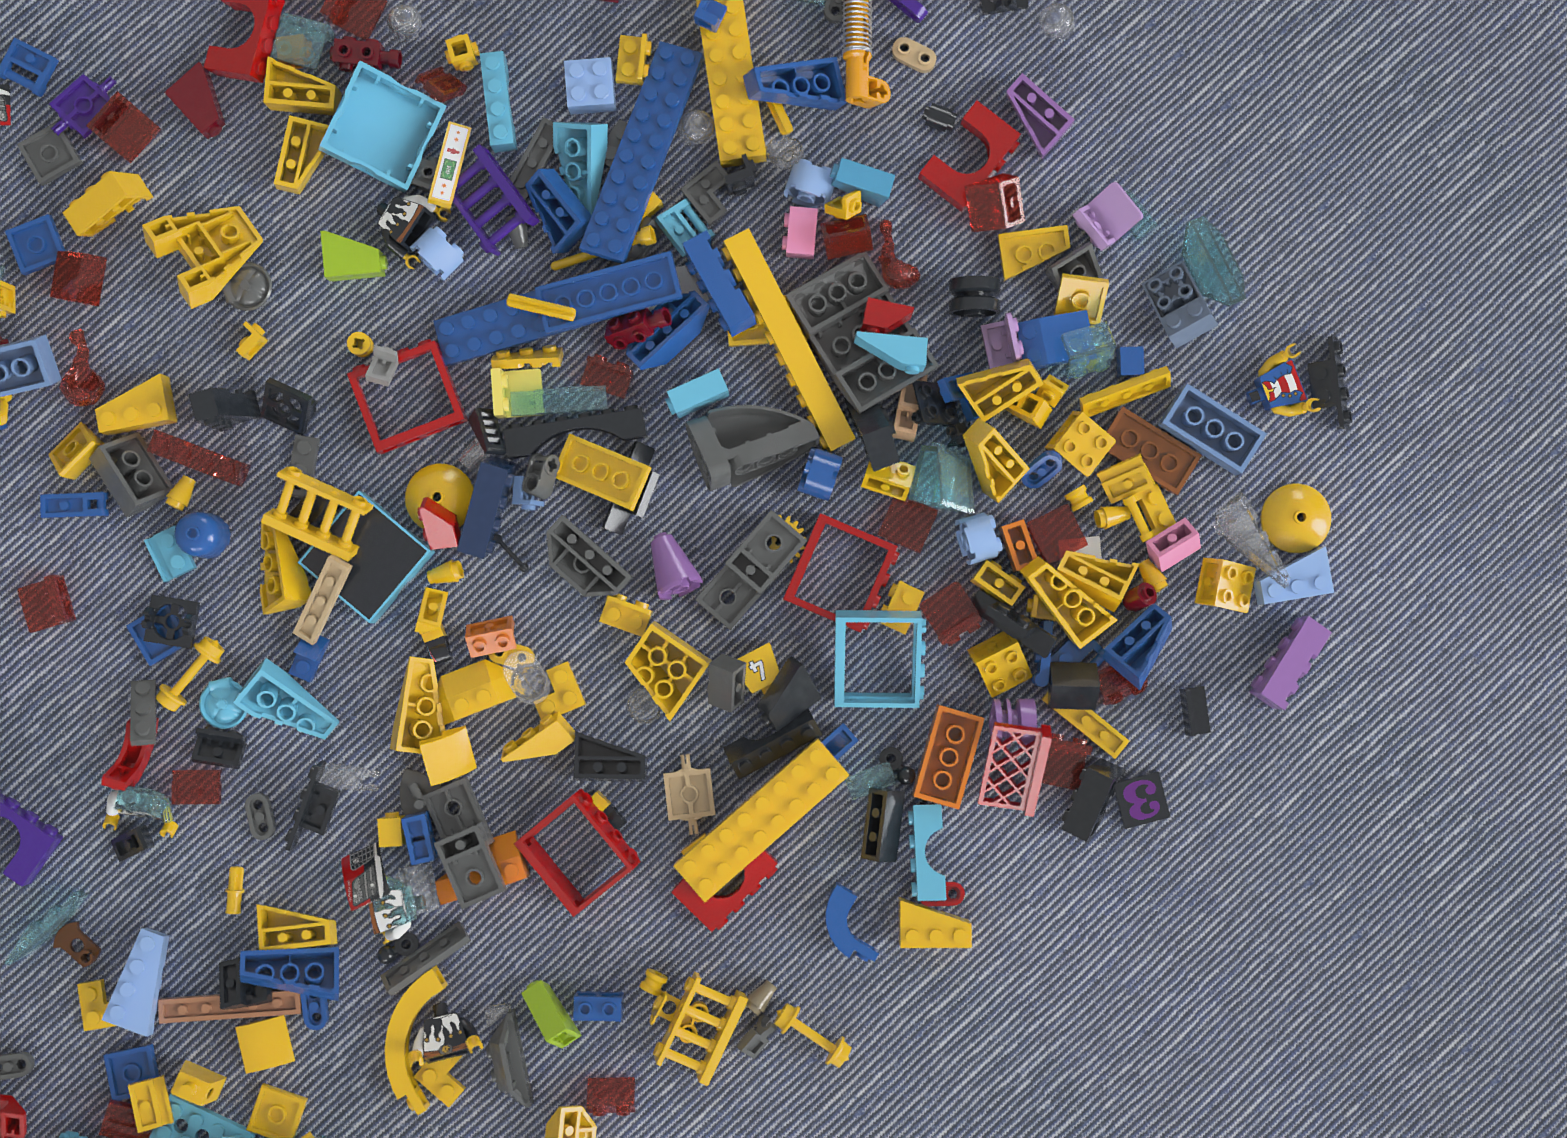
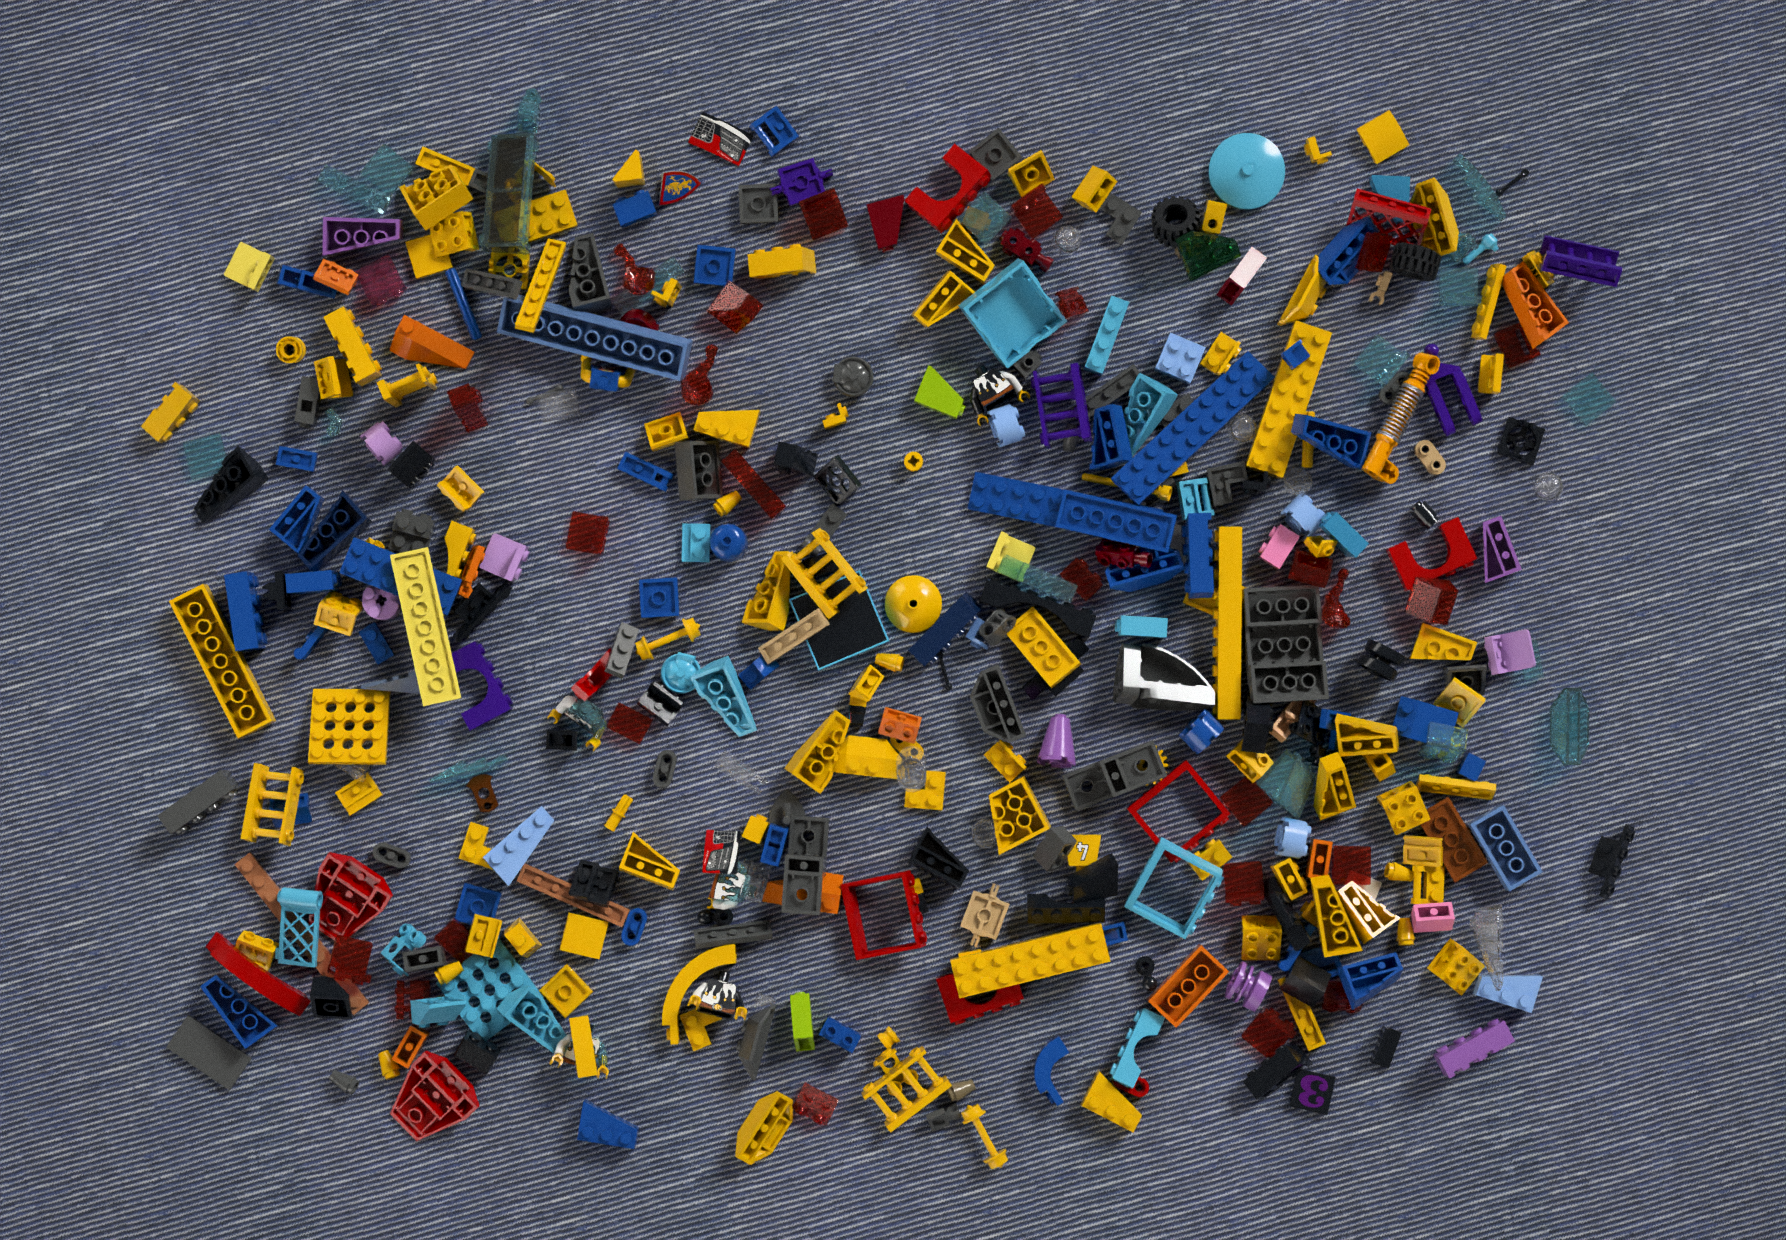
camera: 35 degrees right, 0 degrees up
(188, 624) = (669, 576): black piece -> none
(211, 244) = (842, 332): yellow wedge -> none
(294, 970) = (637, 894): blue wedge -> none
(316, 808) = (710, 784): black bracket -> none
(382, 366) = (924, 489): light grey bracket -> none
(421, 431) = (928, 549): red window -> none
(440, 525) = (905, 626): slope -> none
(448, 755) = (825, 796): yellow slope -> none
(449, 165) = (1047, 365): tile -> none
(462, 52) = (1101, 279): yellow brick -> none
(473, 455) = (956, 585): clear brick -> none
(487, 430) = (974, 574): black slope -> none
(535, 358) = (1037, 539): yellow wing -> none
(541, 307) = (1062, 507): yellow axle -> none
(545, 739) = (901, 820): yellow slope -> none
(876, 777) = (1122, 974): clear light blue tile -> none
(882, 825) = (1114, 1010): black brick -> none
(884, 316) = (1306, 641): red slope -> none
(900, 351) = (1305, 673): medium azure slope -> none
(1001, 342) = (1383, 704): lavender bracket -> none
(1033, 775) = (1247, 1025): fence -> none
(1044, 469) = (1367, 813): blue plate -> none
(1052, 390) = (1402, 758): yellow bracket -> none
(1078, 498) = (1381, 846): yellow wheel -> none
(1139, 597) = (1388, 942): dark red brick -> none
(1179, 304) = (1529, 743): sand blue slope -> none
(1280, 386) = (1572, 842): torso -> none
(1281, 521) = (1520, 943): yellow dish -> none

